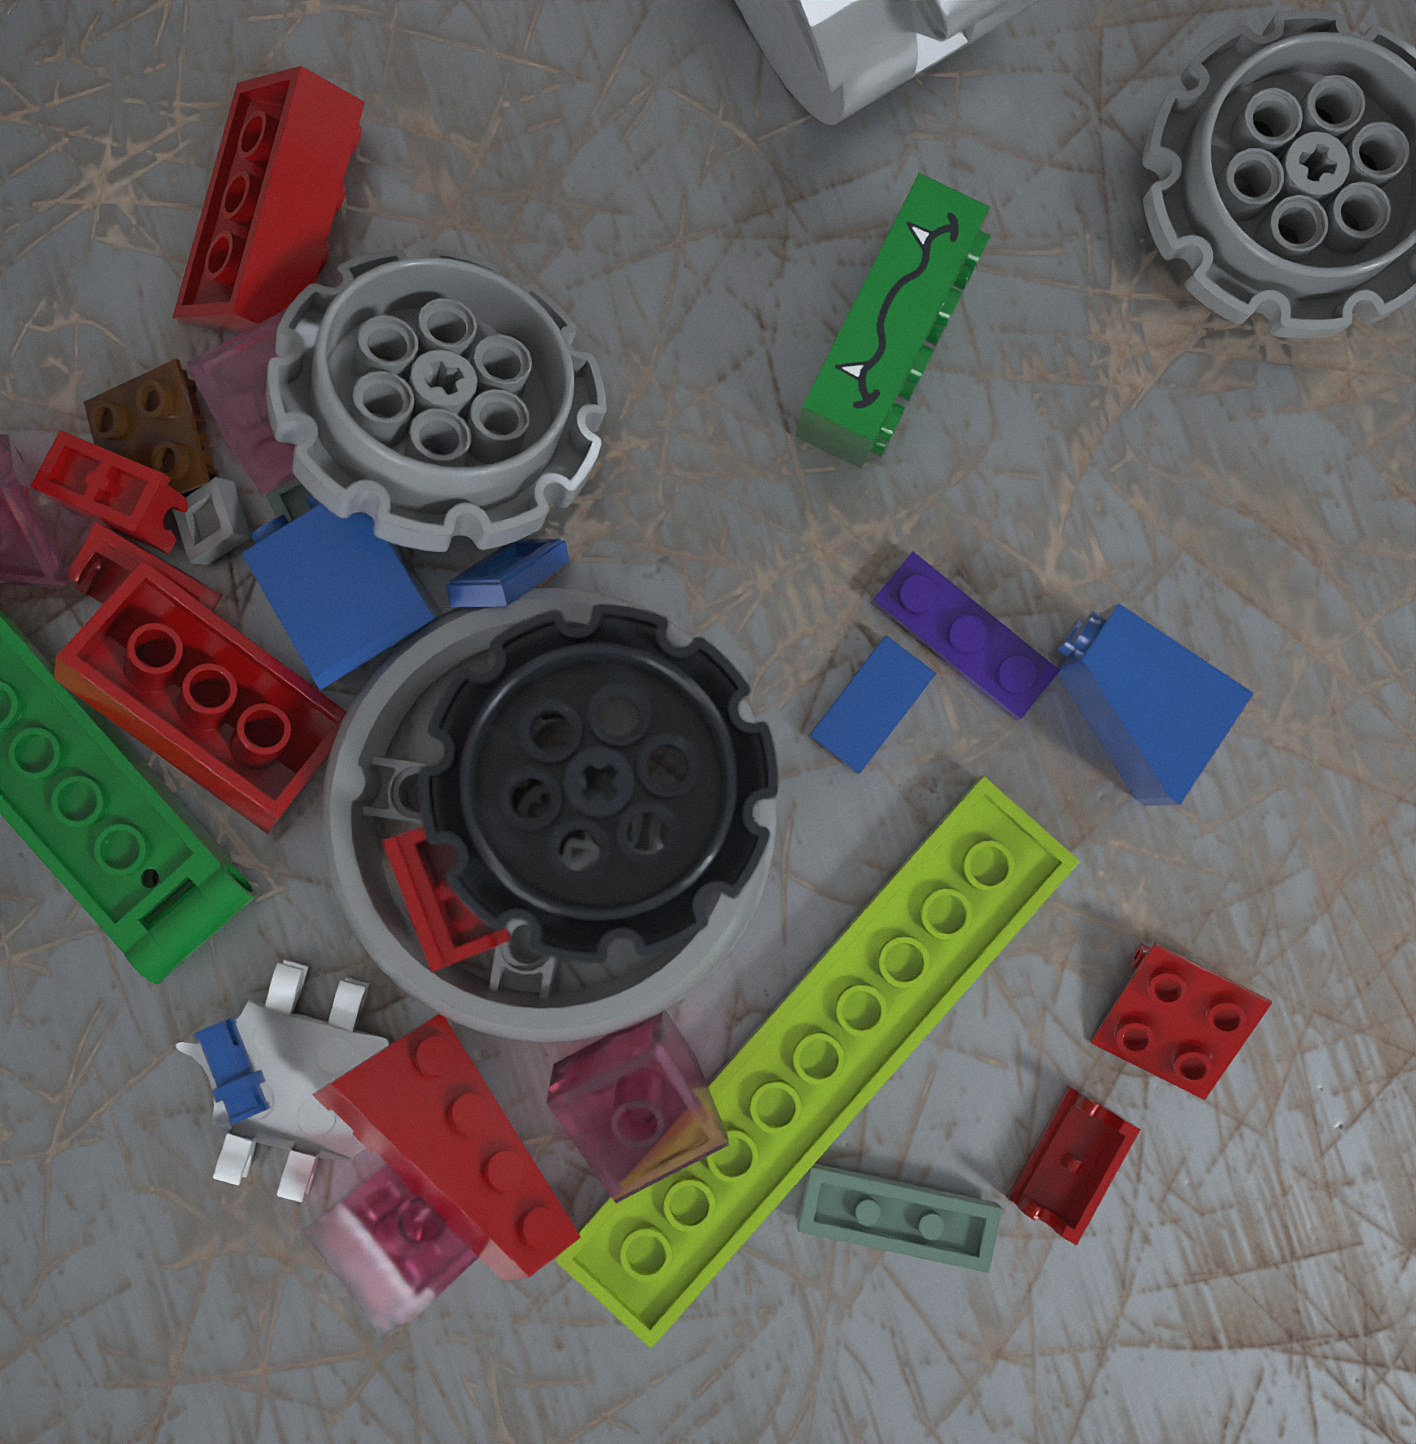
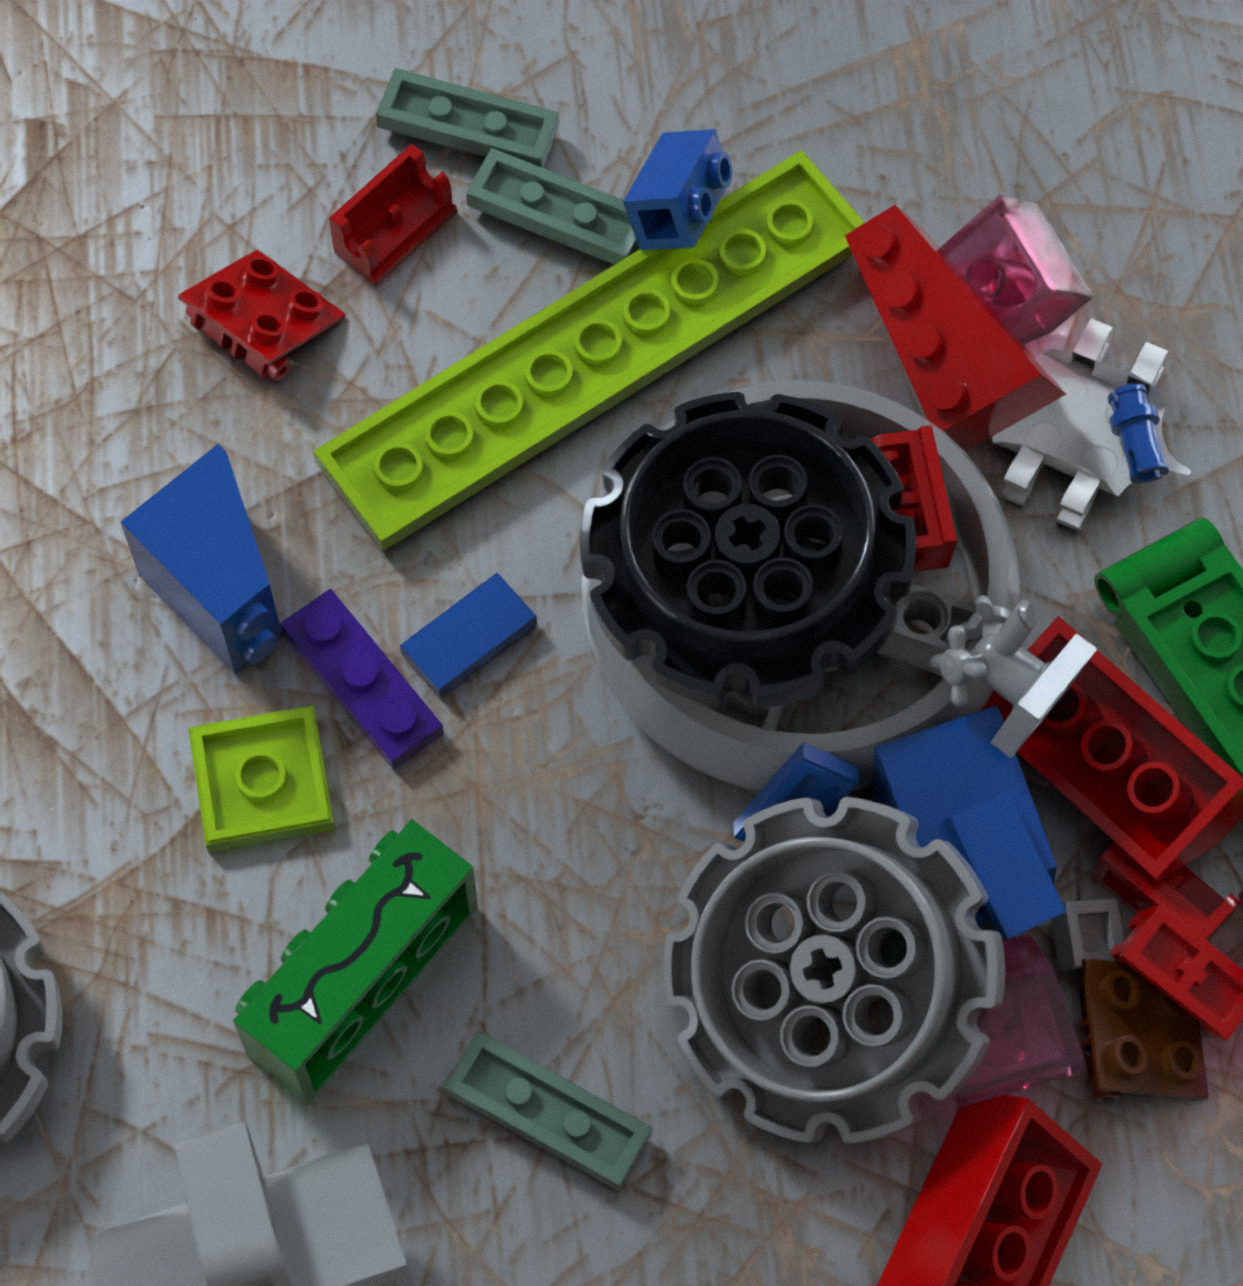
camera: 165 degrees left, 20 degrees down
(288, 532) = (1008, 865): none -> blue tile
(295, 722) = (1010, 668): none -> light grey piece
(636, 1106) = (771, 326): clear pink slope -> none
(682, 247) = (548, 1110): none -> sand green plate
(772, 1257) = (678, 189): none -> blue brick
(1024, 1308) = (466, 118): none -> sand green plate
(1033, 512) = (261, 779): none -> lime tile

